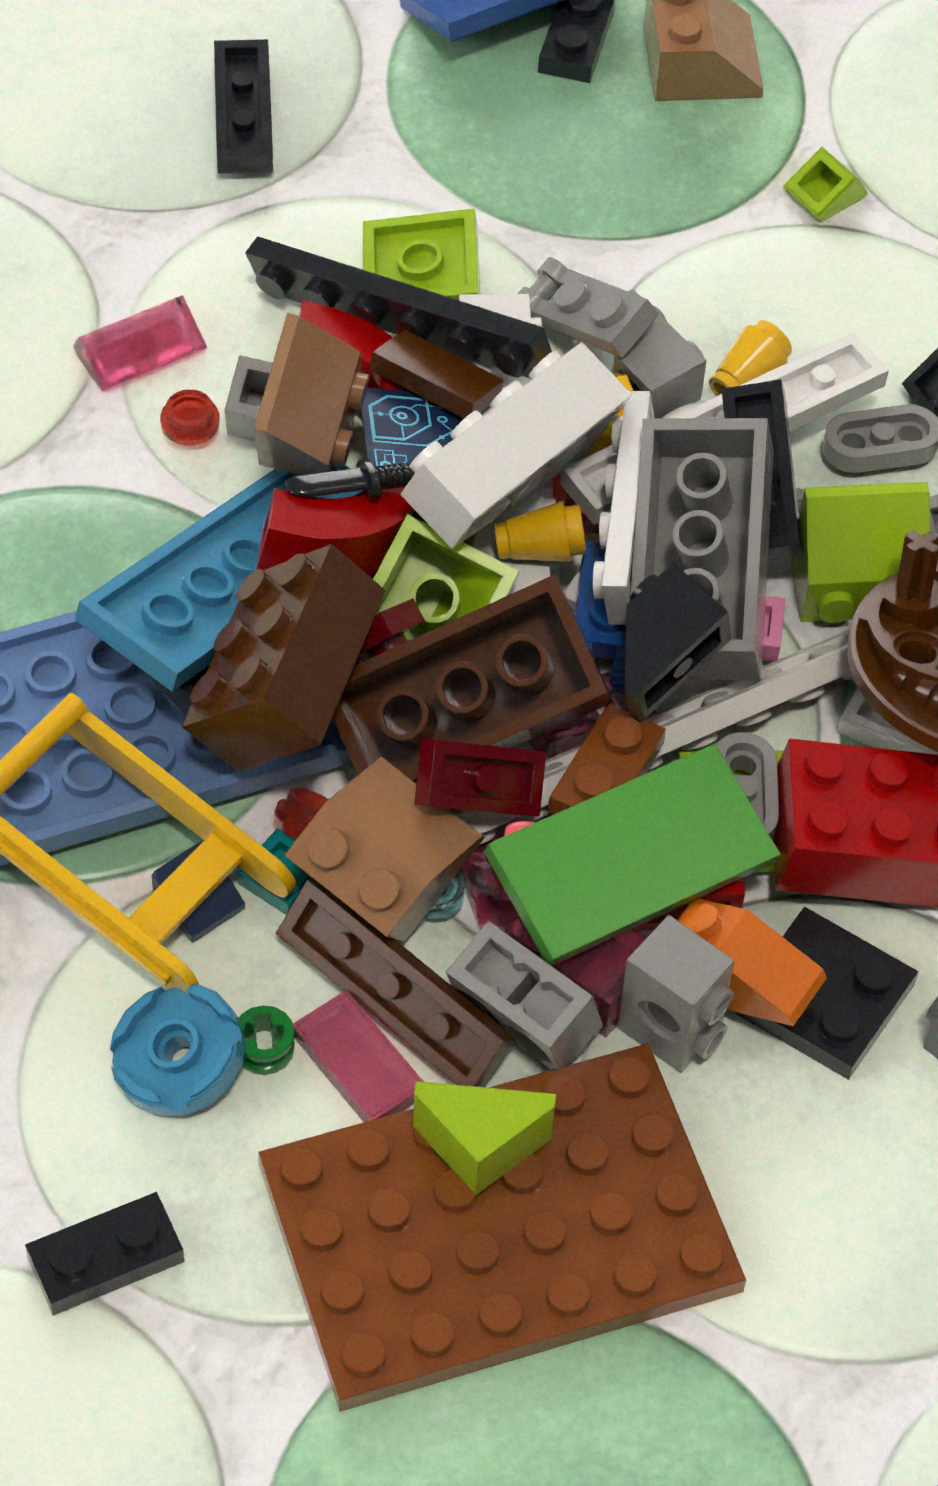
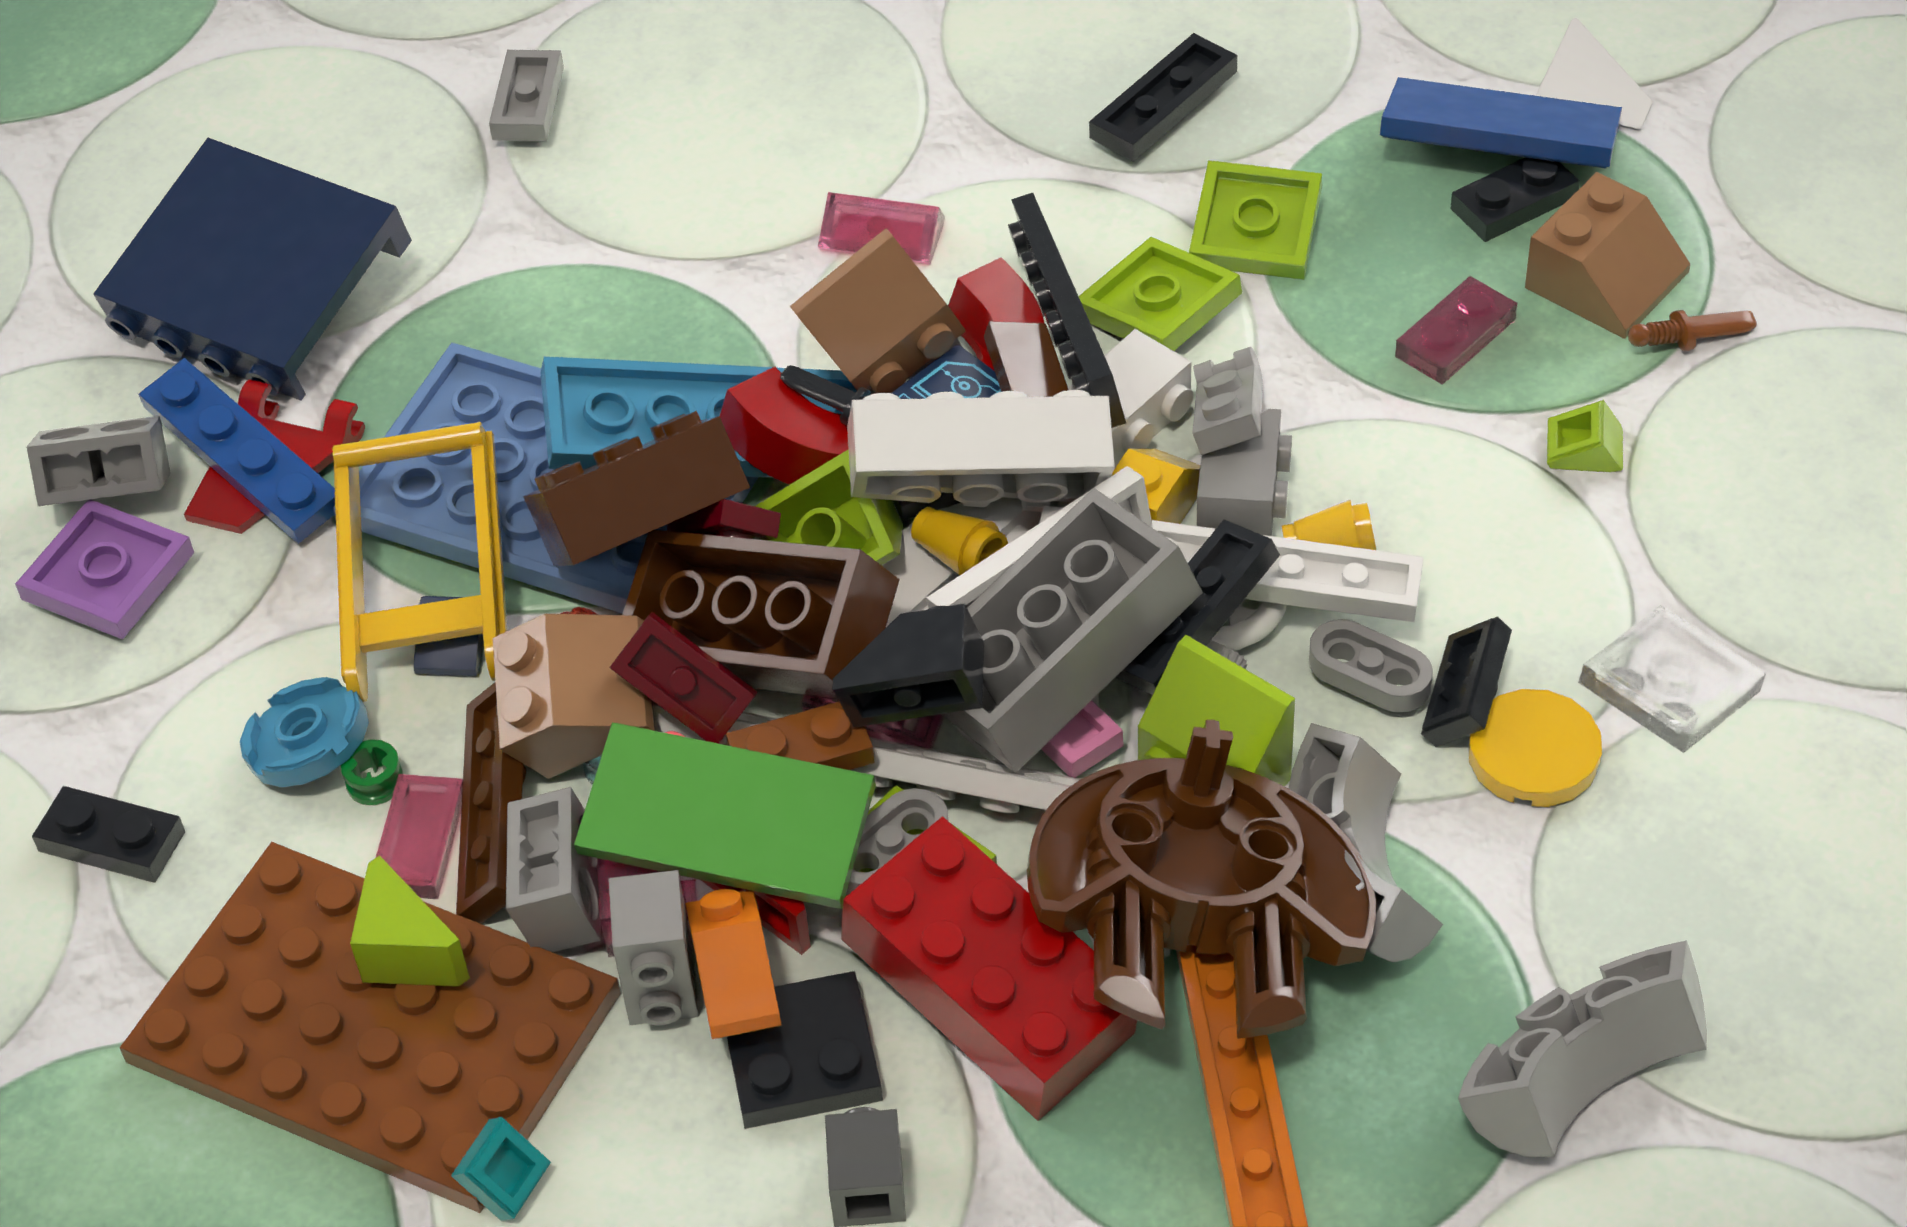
camera: 50 degrees right, 5 degrees down
(423, 160) = (1257, 219): none -> lime plate
(652, 159) = (1456, 330): none -> clear pink plate
(741, 1242) = (501, 1169): none -> teal tile
(803, 64) = (1686, 329): none -> dark orange piece

